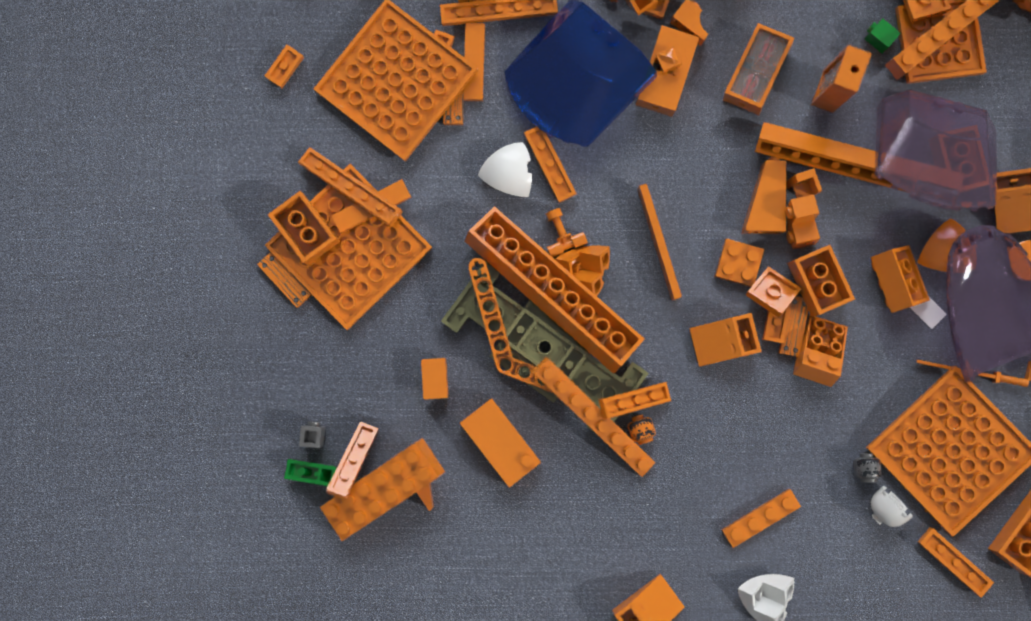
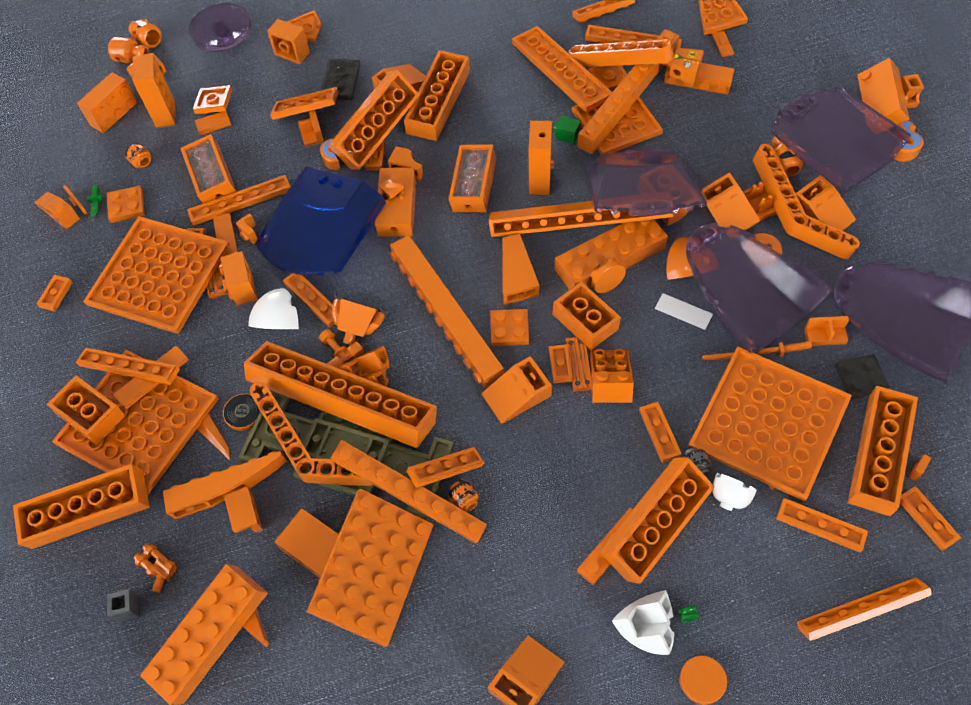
camera: 10 degrees left, 25 degrees down
(284, 280) = (73, 465): orange tile -> none
(287, 329) = (80, 506): none -> orange brick
(309, 472) = (134, 645): green slope -> none
(351, 409) = (162, 569): none -> orange piece
(352, 460) = (167, 615): plate -> none
(417, 347) = (210, 490): none -> orange slope
(419, 283) = (212, 433): none -> orange bar
(452, 270) = (241, 412): none -> black tile
(480, 118) = (238, 278): none -> orange brick
(497, 55) = (245, 227): none -> orange bracket
(541, 475) = (371, 568): none -> orange plate
(589, 206) = (355, 318): none -> orange torso
(659, 242) = (430, 331): orange tile -> none
(681, 222) = (446, 312): none -> orange brick
(773, 292) = (547, 337): orange plate -> none
(801, 222) = (550, 274): orange brick -> none
(804, 183) = (541, 244): orange panel -> none
(805, 602) = (688, 614): none -> green bush
(812, 514) = (657, 520): none -> orange brick
(845, 425) = (660, 432): none -> orange plate
(851, 245) = (608, 276): none -> orange tile
(870, 215) = (625, 243): none -> orange brick
(899, 278) = (656, 295): orange slope -> none

